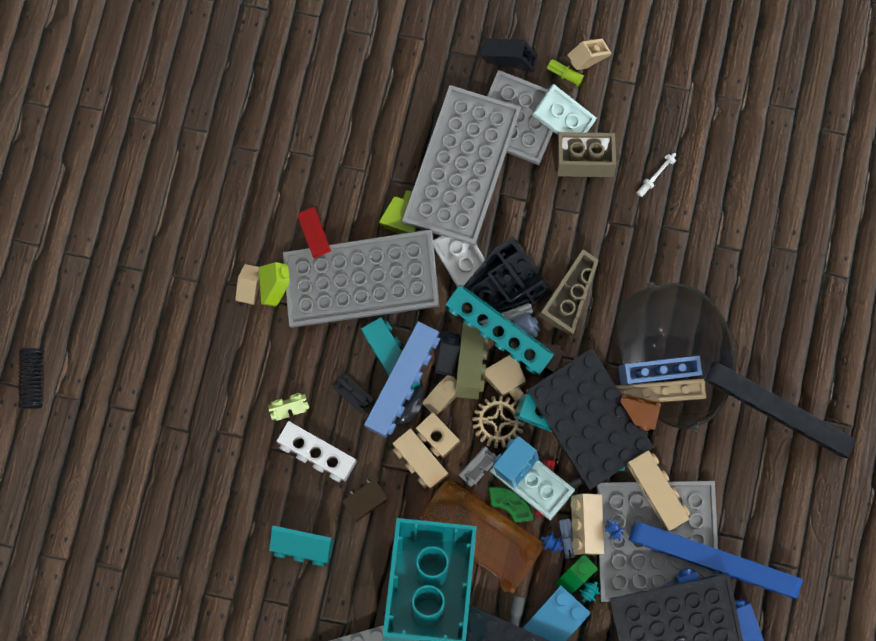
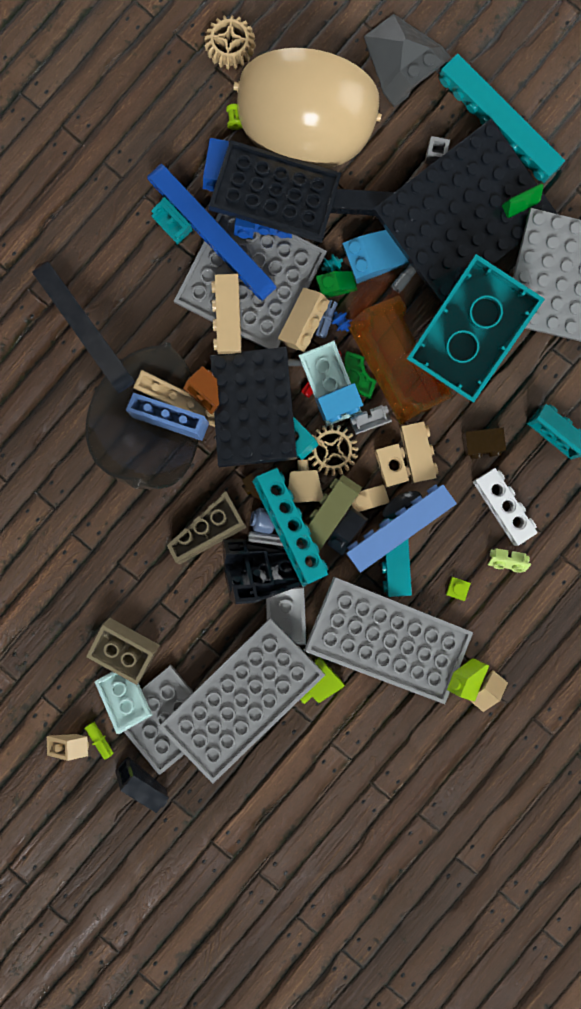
camera: 150 degrees left, 10 degrees up
(314, 232) = (408, 707): red tile -> none
(321, 358) = (458, 588): none -> lime plate
(353, 393) = (445, 542): black hinge -> none
(614, 530) = (284, 302): blue wheel -> none
(648, 183) = (81, 595): white piece -> none
(759, 554) = (171, 220): none -> teal hinge

